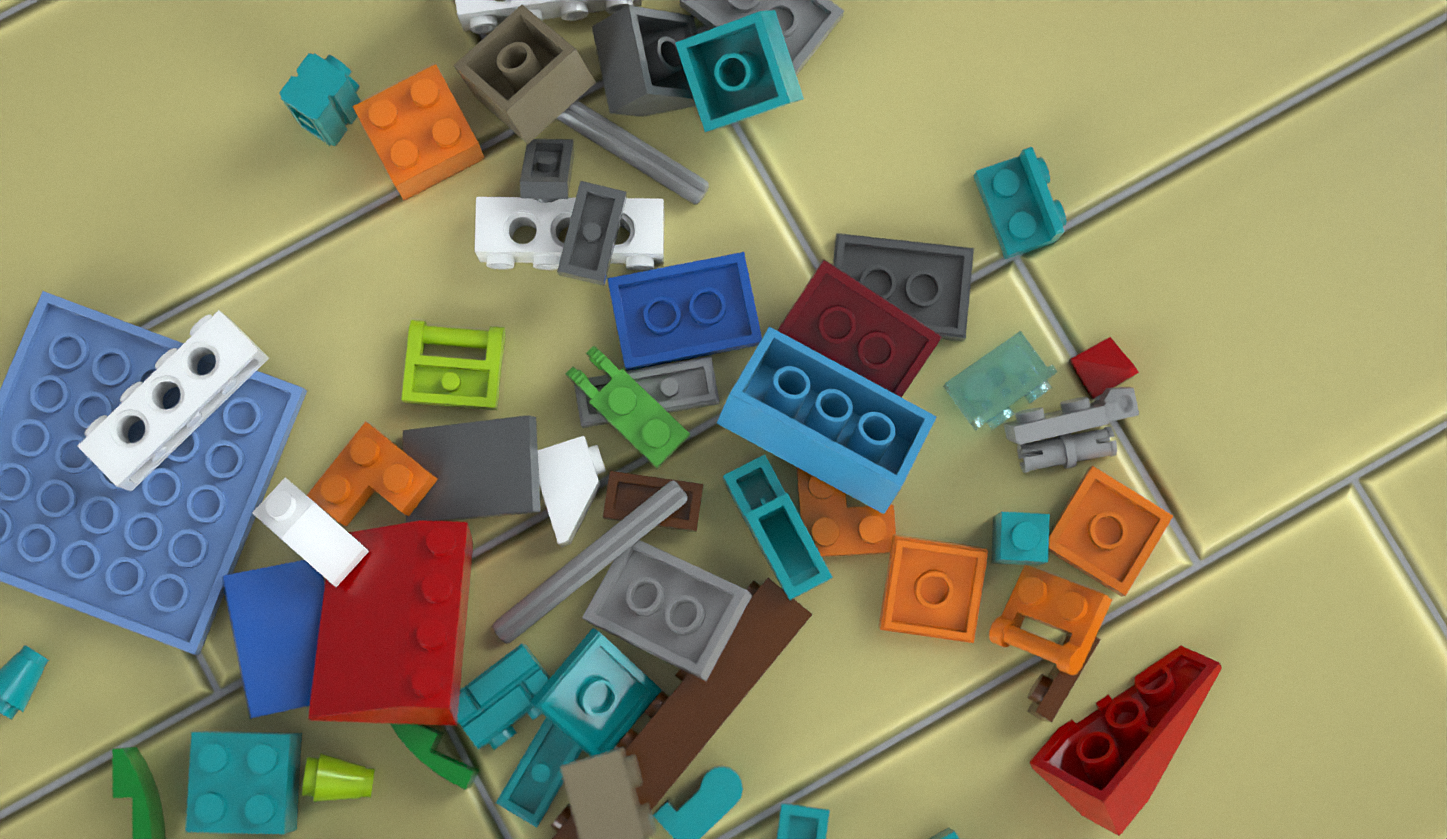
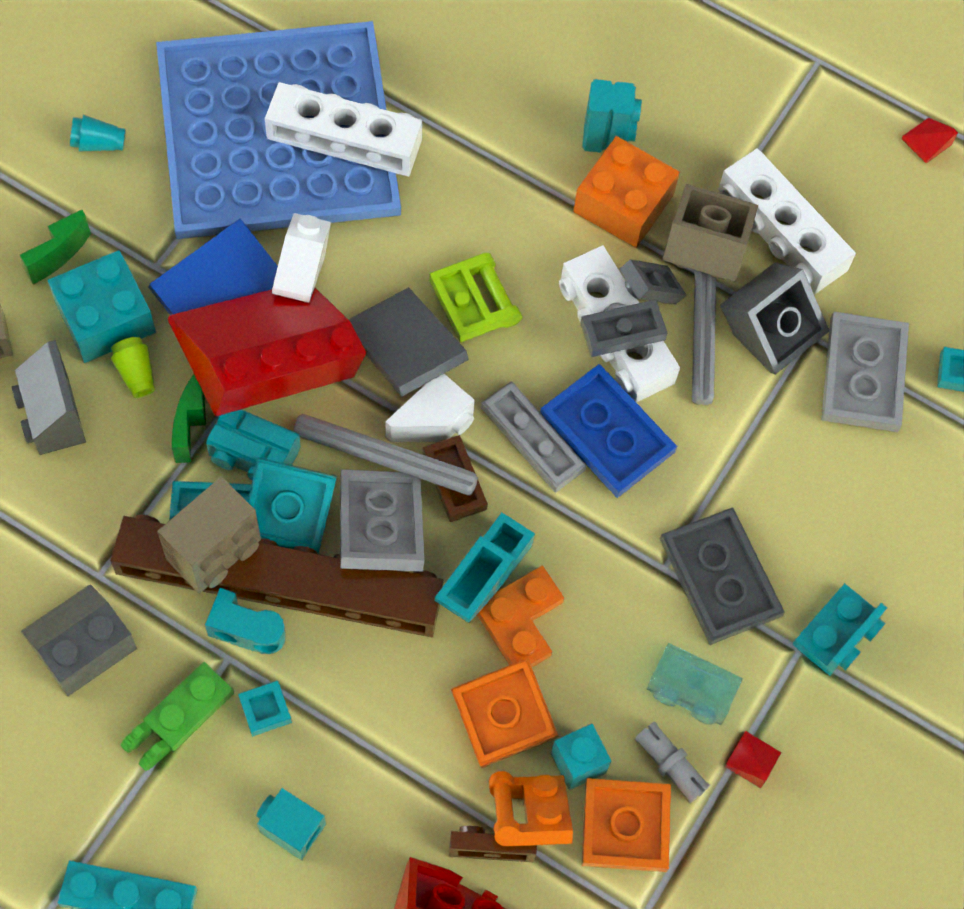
camera: 60 degrees right, 15 degrees down
(366, 466) = (370, 279): orange plate -> none
(631, 410) = (512, 428): bright green hinge -> none
(739, 70) = (807, 370): teal brick -> none
(826, 420) = (586, 561): dark azure brick -> none
(859, 329) = (662, 556): dark red plate -> none
(1075, 416) = (701, 751): light grey hinge -> none

